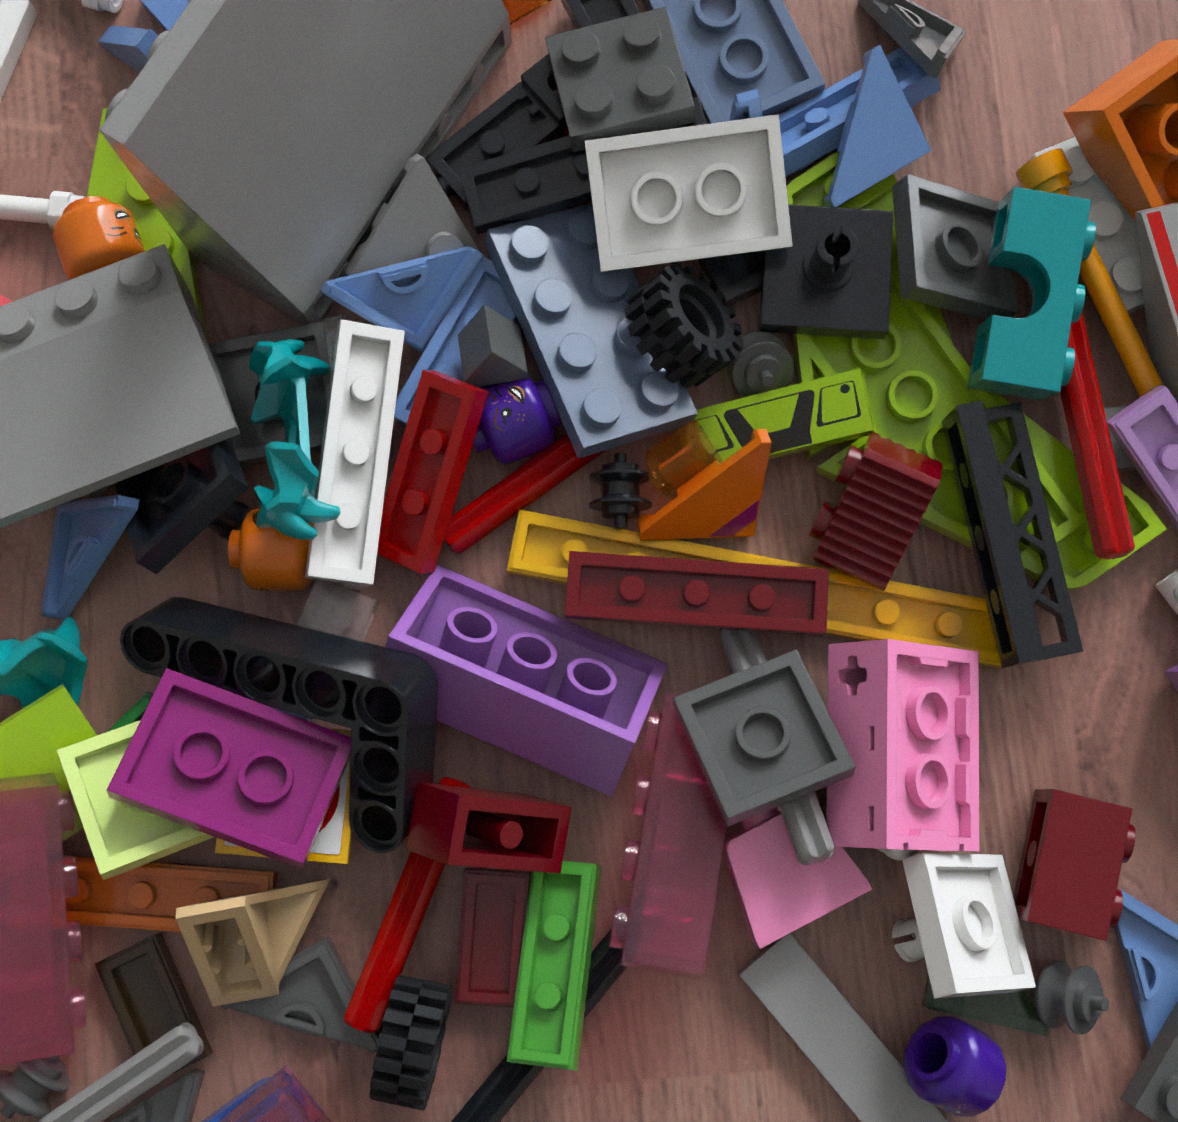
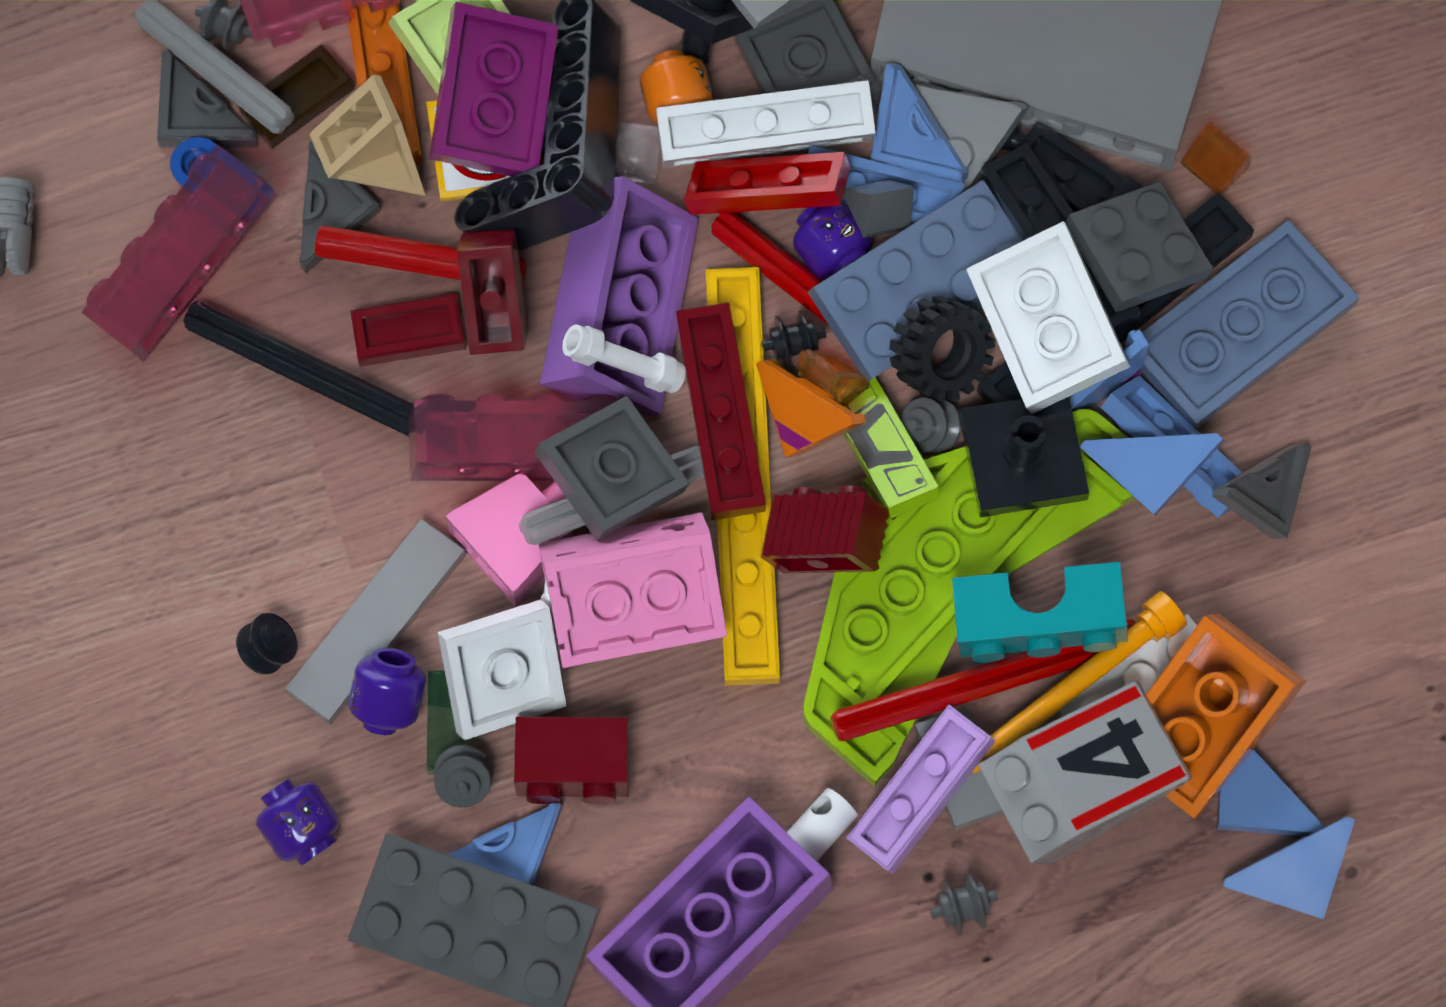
camera: 75 degrees right, 10 degrees down
(283, 395) = (726, 71): teal piece -> none
(410, 1042) = (315, 277): black tyre -> none
(555, 967) = (397, 374): bright green tile -> none
(607, 724) = (588, 346): none -> white bar
(946, 249) = (1066, 535): dark grey plate -> none
(996, 536) = (825, 626): black fence -> none

